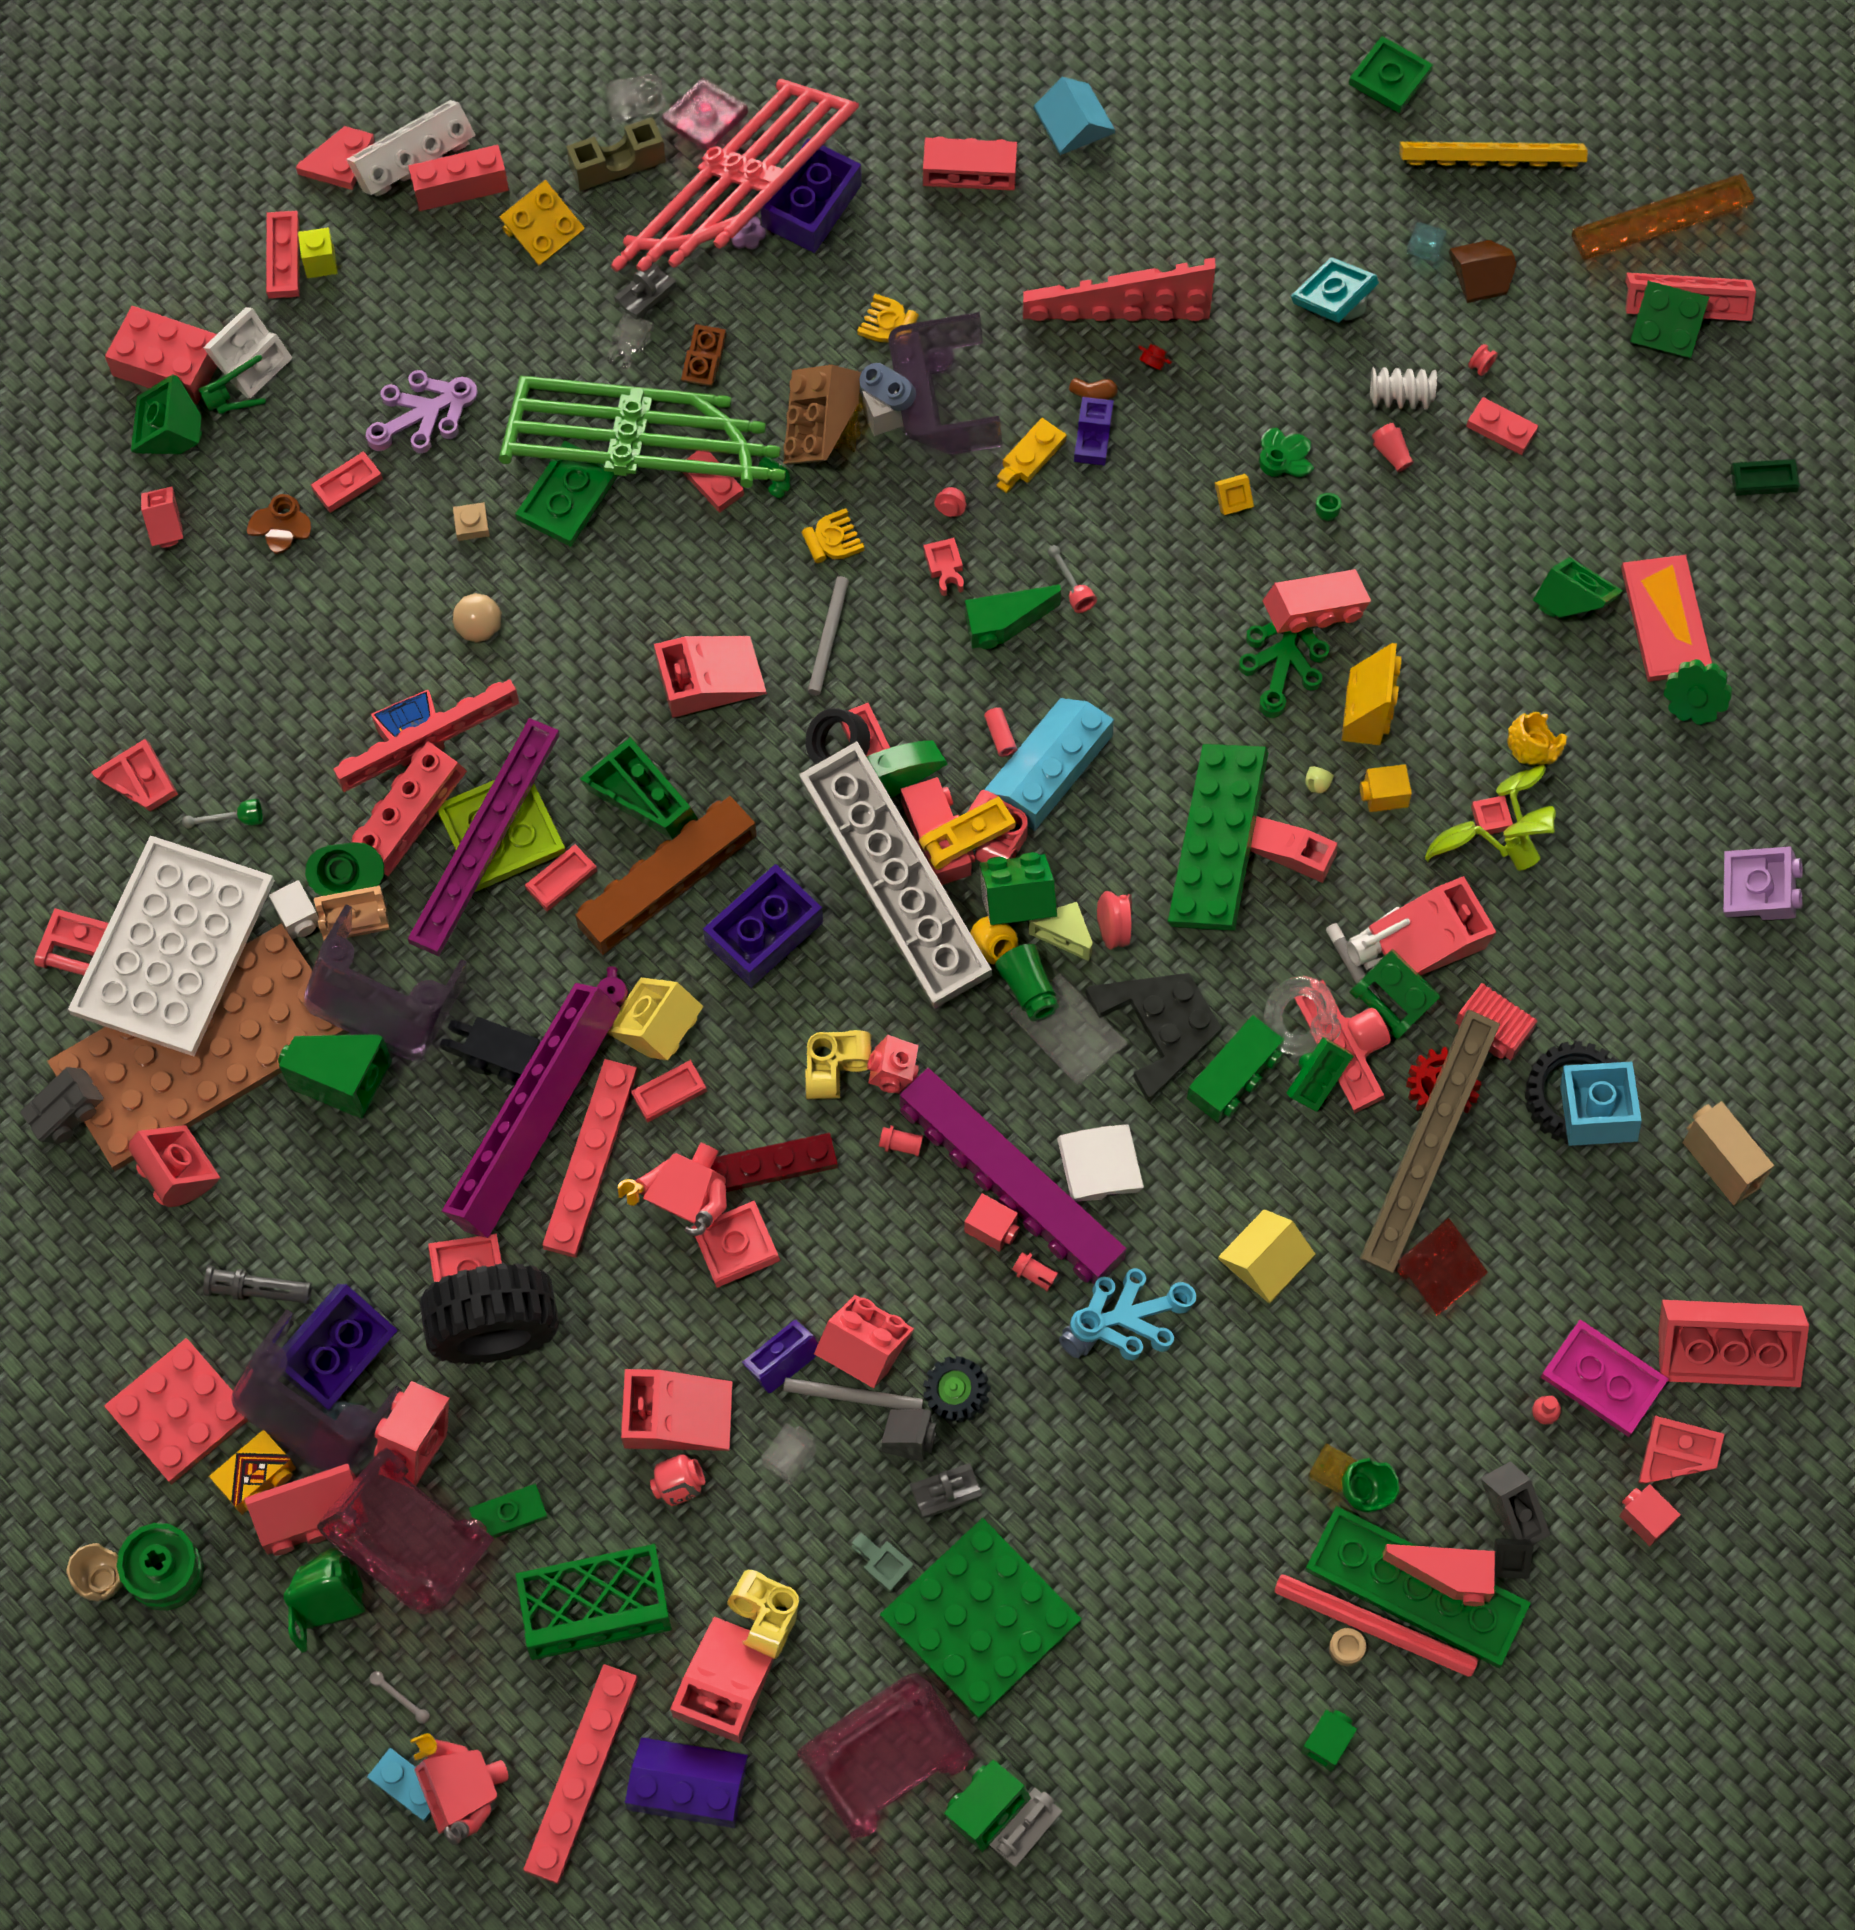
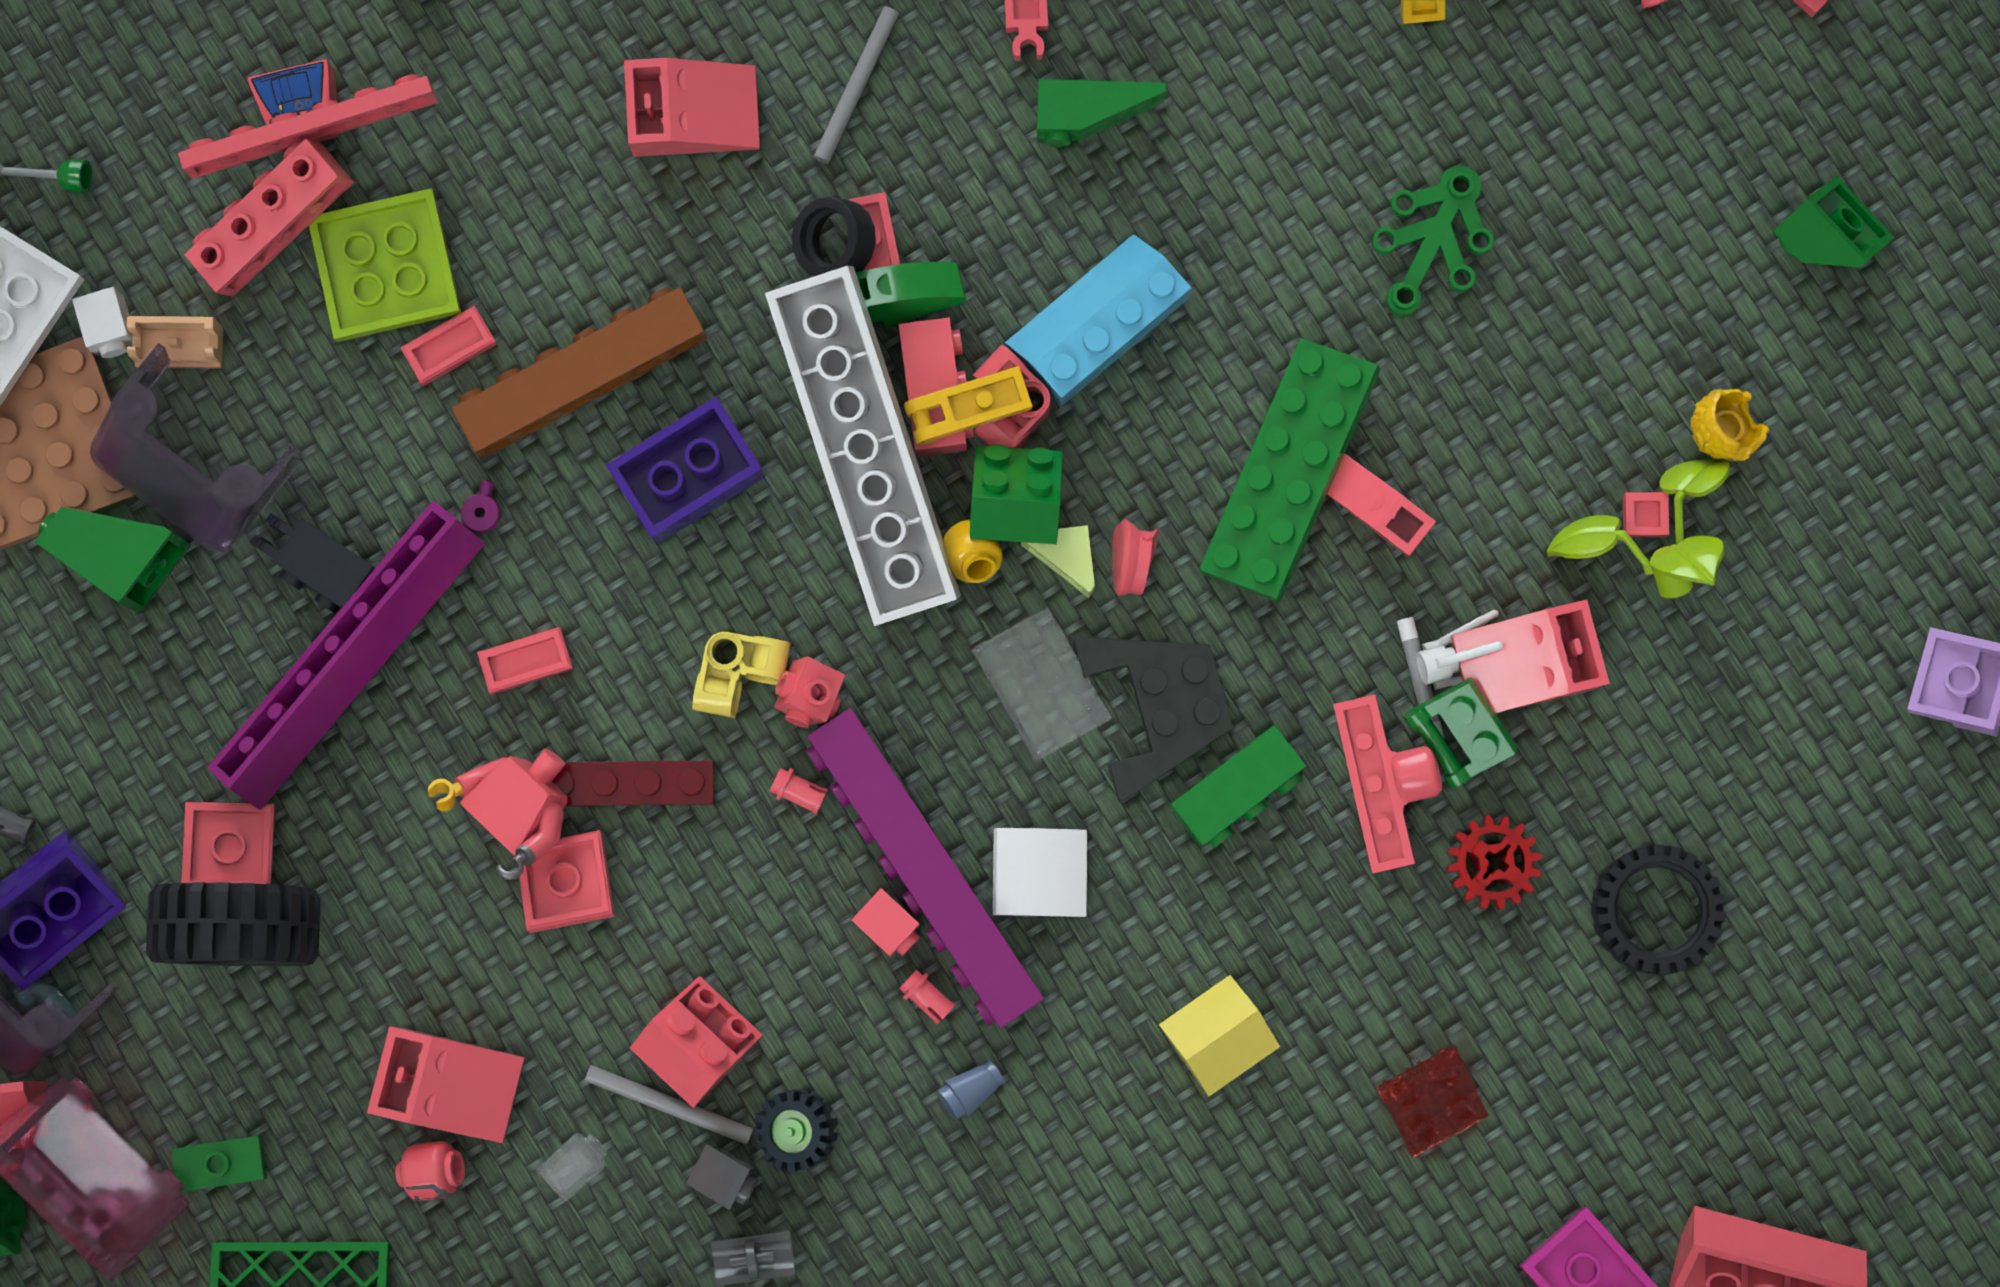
camera: 10 degrees right, 15 degrees up
(344, 868) = (173, 284): green piece -> none
(415, 1428) = (114, 1049): coral brick -> none
(483, 837) = (357, 276): magenta plate -> none
(590, 1158) = (410, 728): coral plate -> none
(639, 789) = (570, 251): green wedge -> none
(655, 1017) = (526, 563): light yellow slope -> none
(781, 1356) = (592, 1035): dark purple slope -> none
(1000, 732) = (1046, 265): coral axle -> none
(1028, 981) = (1003, 617): green plant -> none
(1081, 596) = (1190, 100): coral hinge -> none
(1129, 1315) = (1025, 1082): medium azure plant -> none
(1316, 601) = (1492, 177): coral brick -> none
(1318, 779) = (1435, 419): yellowish green hinge -> none
(1319, 1073) = (1340, 820): green tile -> none
(1326, 1013) = (1367, 743): clear piece -> none
(1328, 506) = (1540, 41): green hinge -> none
(1371, 697) = (1528, 326): yellow slope -> none
(1386, 788) = (1519, 449): yellow brick -> none
(1429, 1141) = (1456, 941): dark tan plate -> none
(1514, 1023) = (1579, 796): coral brick -> none
(1600, 1103) = (1682, 945): medium azure brick -> none
(1665, 614) = (1941, 288): coral tile -> none
(1697, 692) = (1953, 405): green plant -> none
(1727, 1152) = (1826, 1036): tan brick -> none

